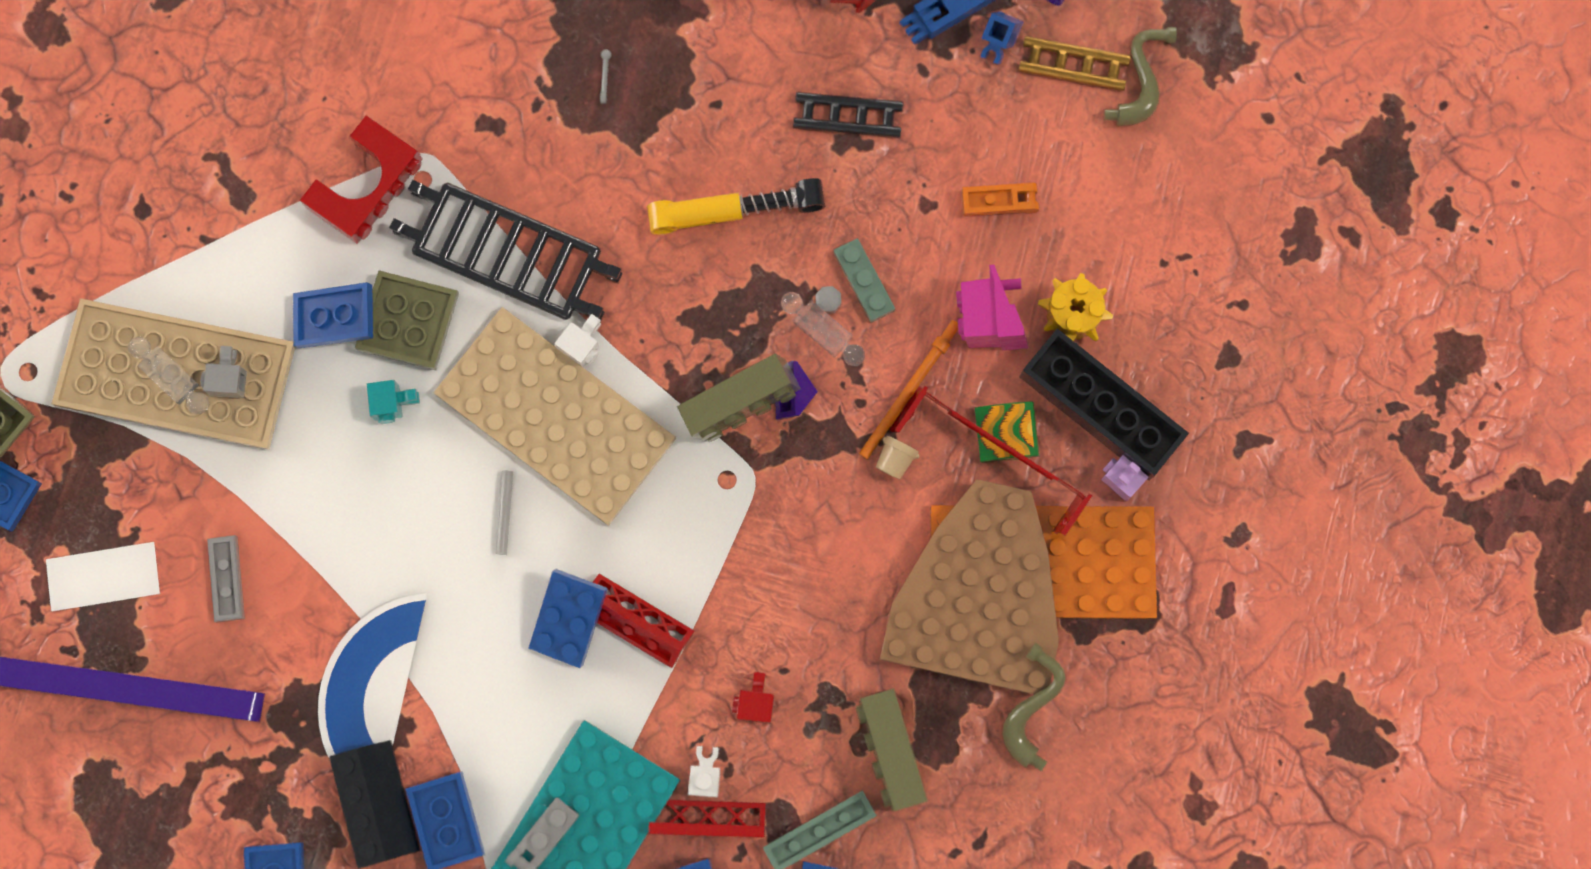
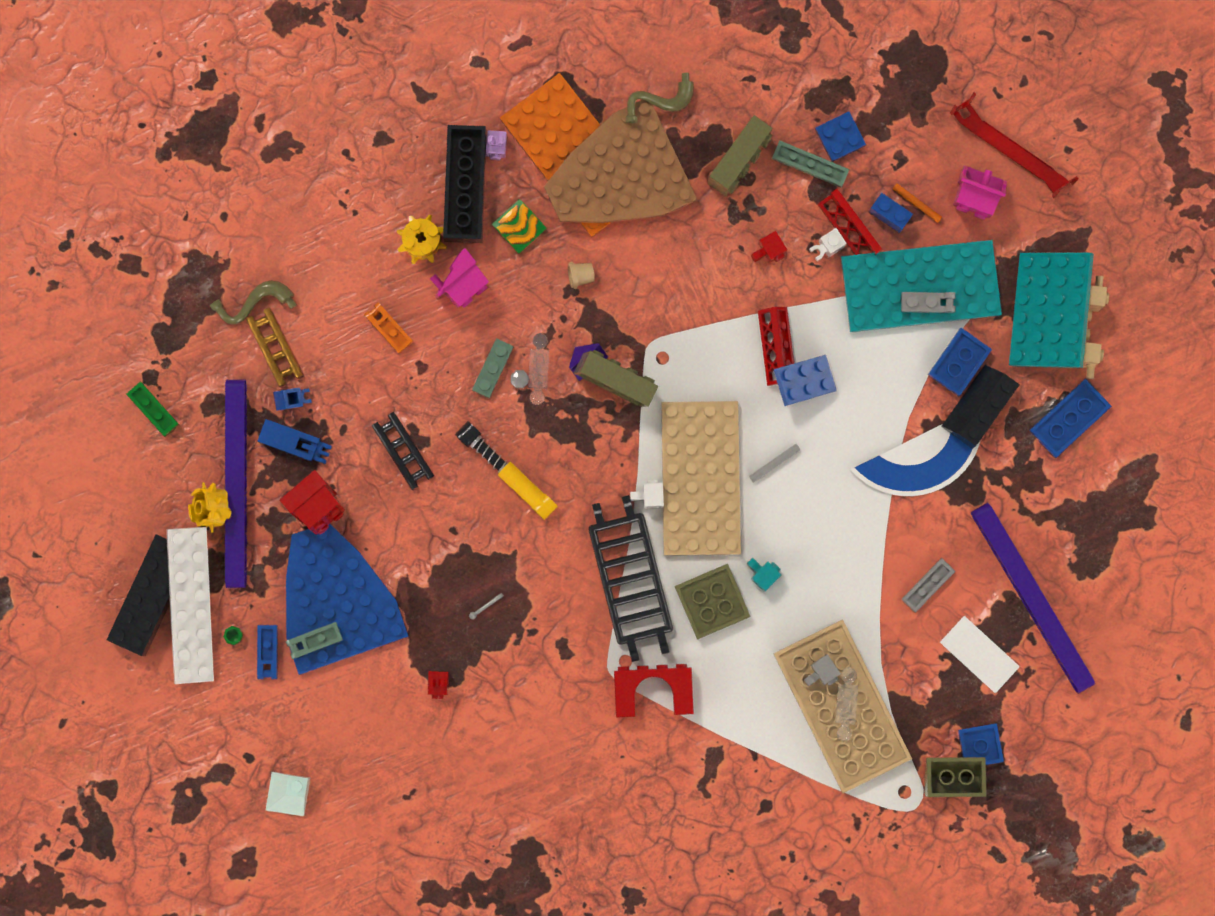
camera: 130 degrees left, 5 degrees up
(333, 315) = (742, 642): blue plate -> none
(939, 346) = (498, 298): orange bar -> none
(1073, 510) = (534, 155): red piece -> none

